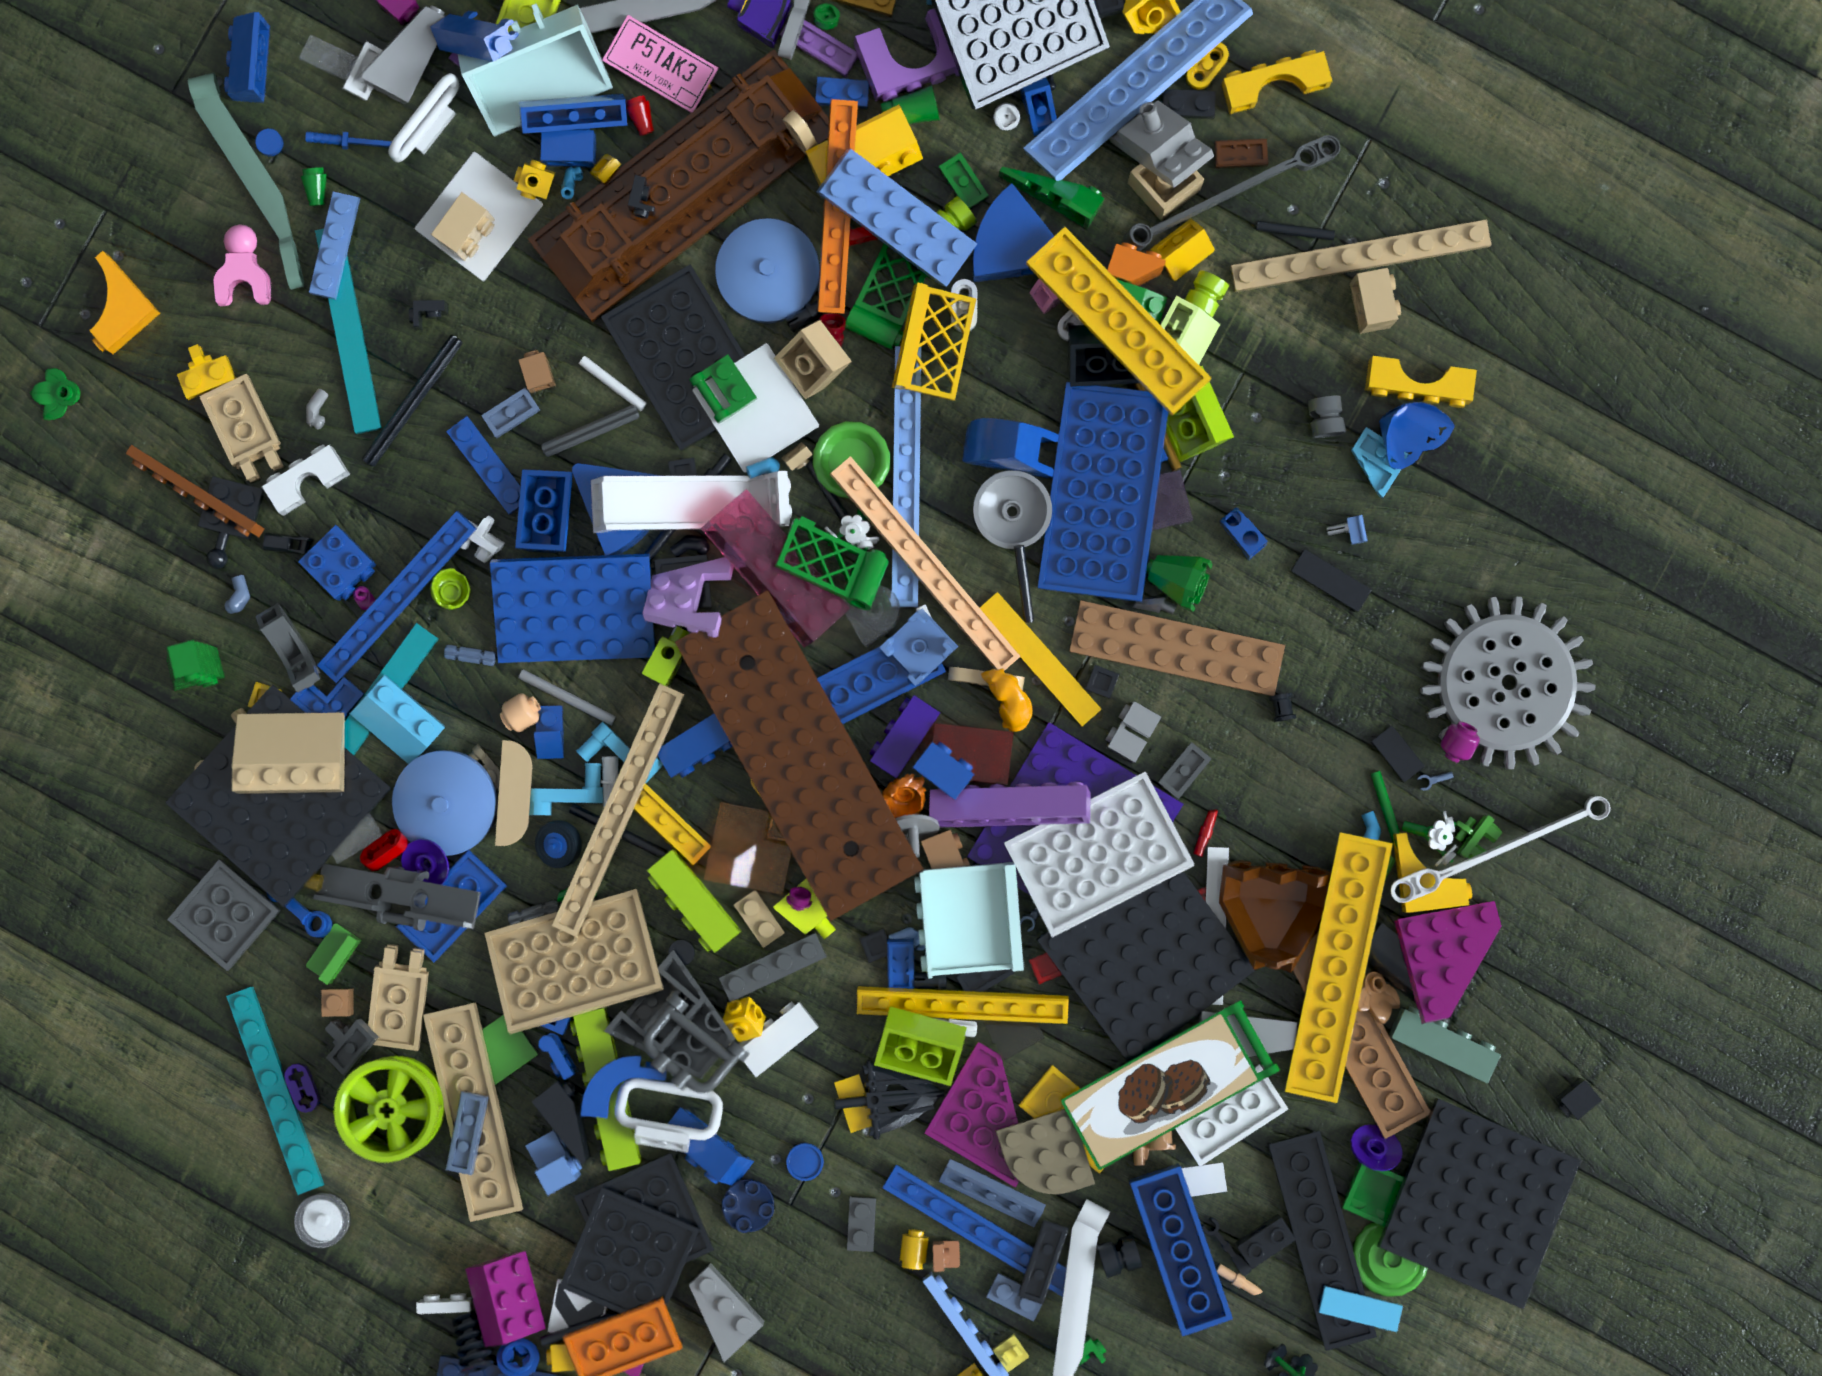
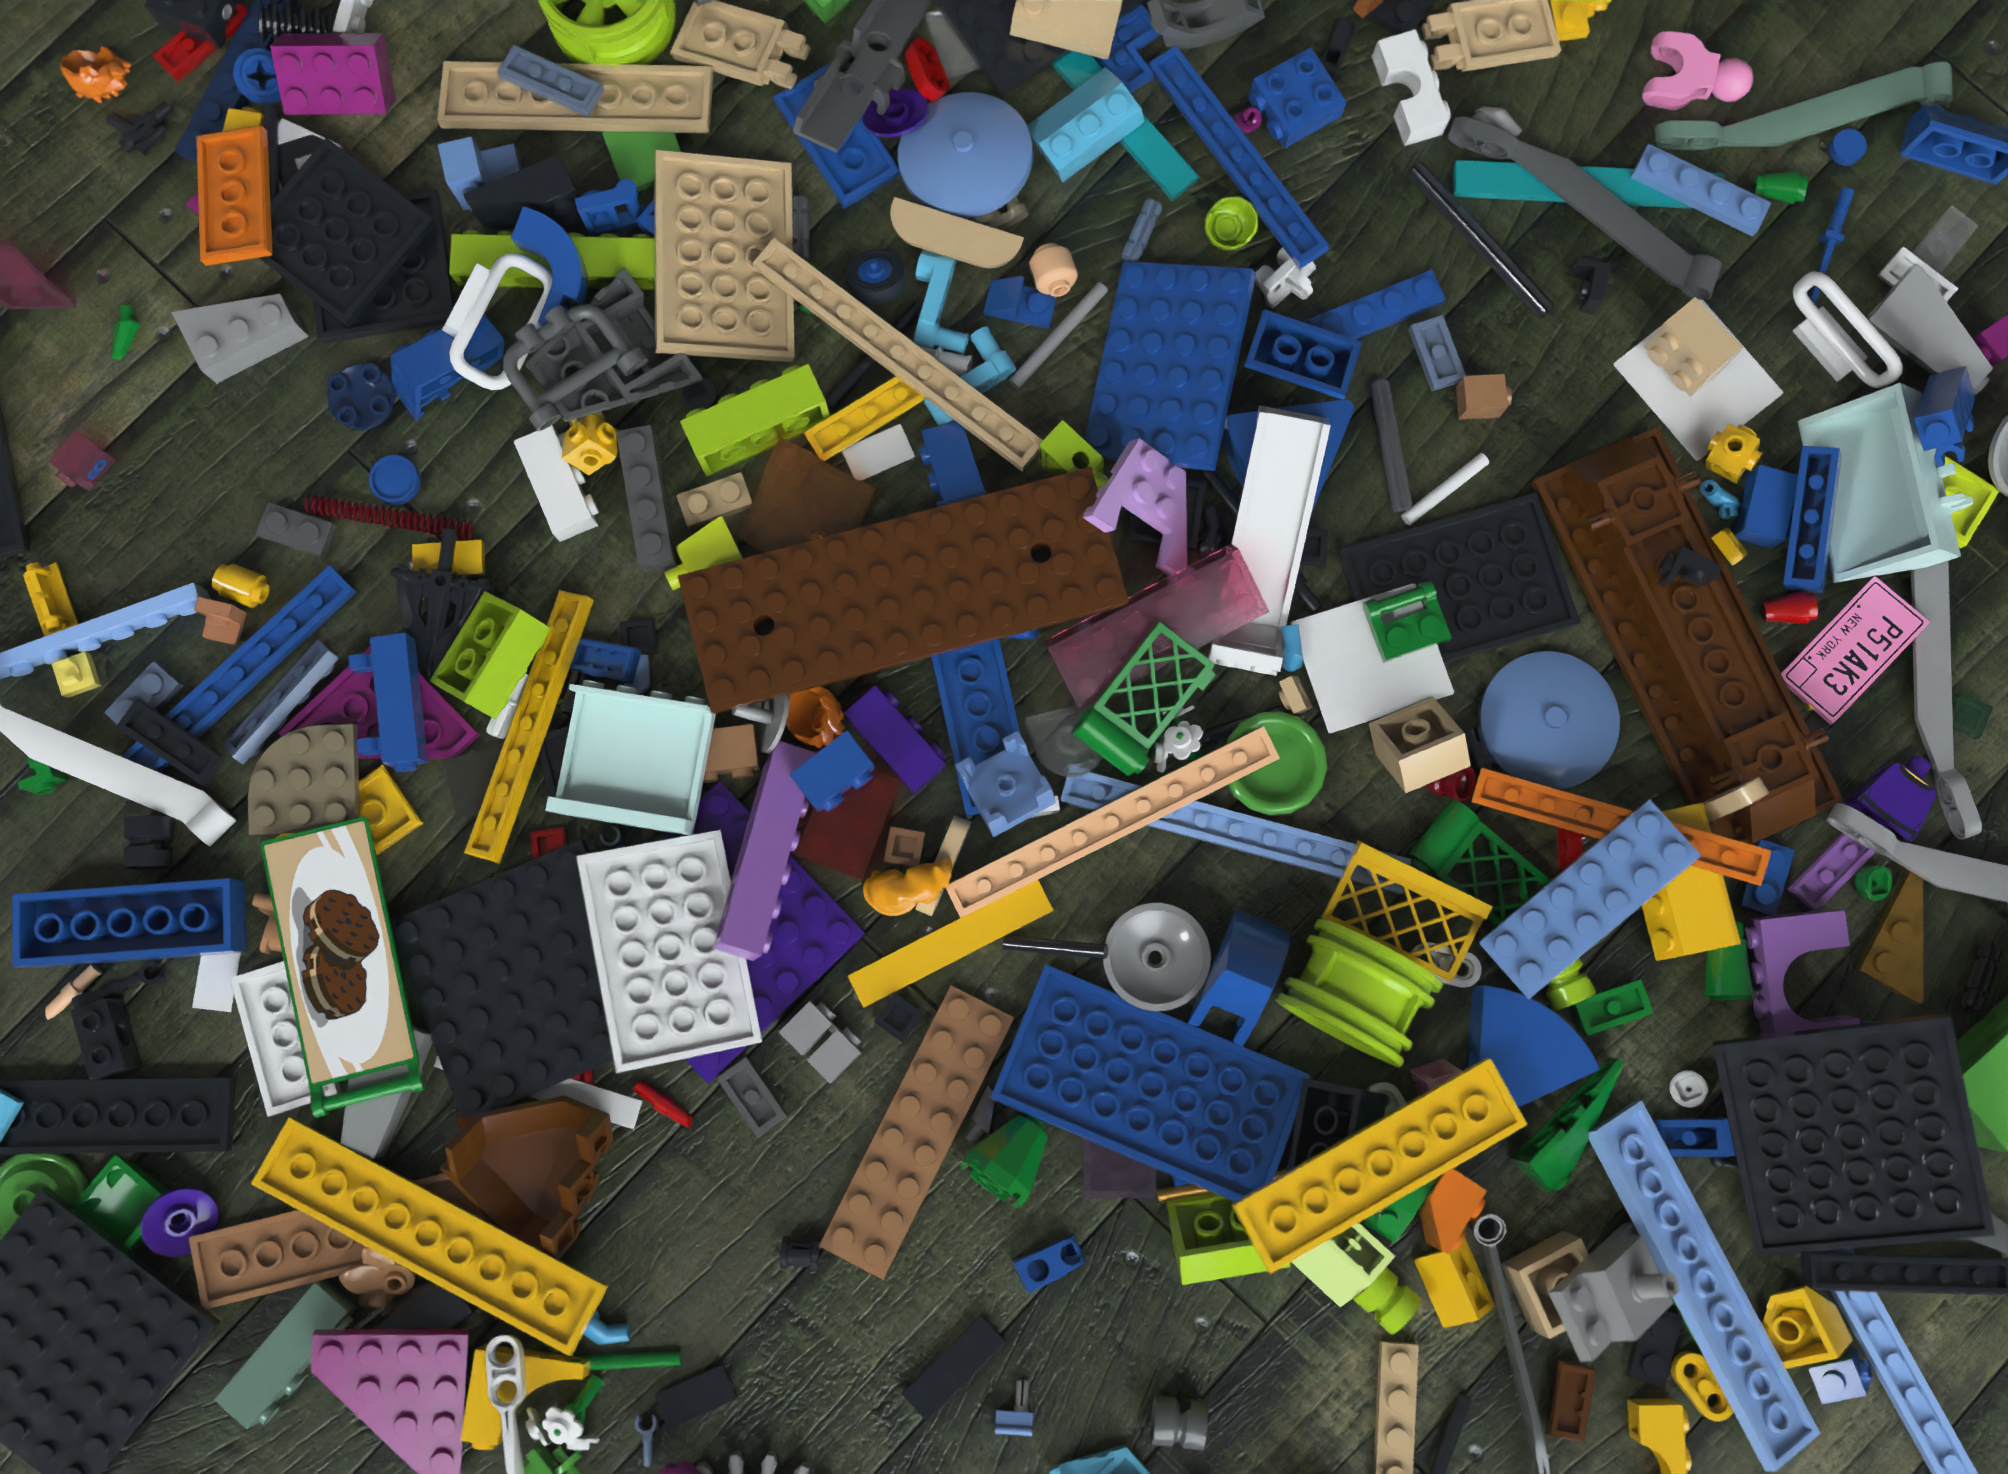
camera: 105 degrees right, 5 degrees down
(366, 316) = (1690, 273): none -> dark grey piece
(691, 807) = (878, 453): none -> white sticker
(799, 898) = (726, 551): magenta plate -> none
(834, 1117) = (321, 502): none -> dark red piece
(971, 1103) = (397, 701): none -> blue brick
(980, 710) = (904, 847): none -> medium nougat plate
(1003, 362) = (1359, 992): none -> lime wheel

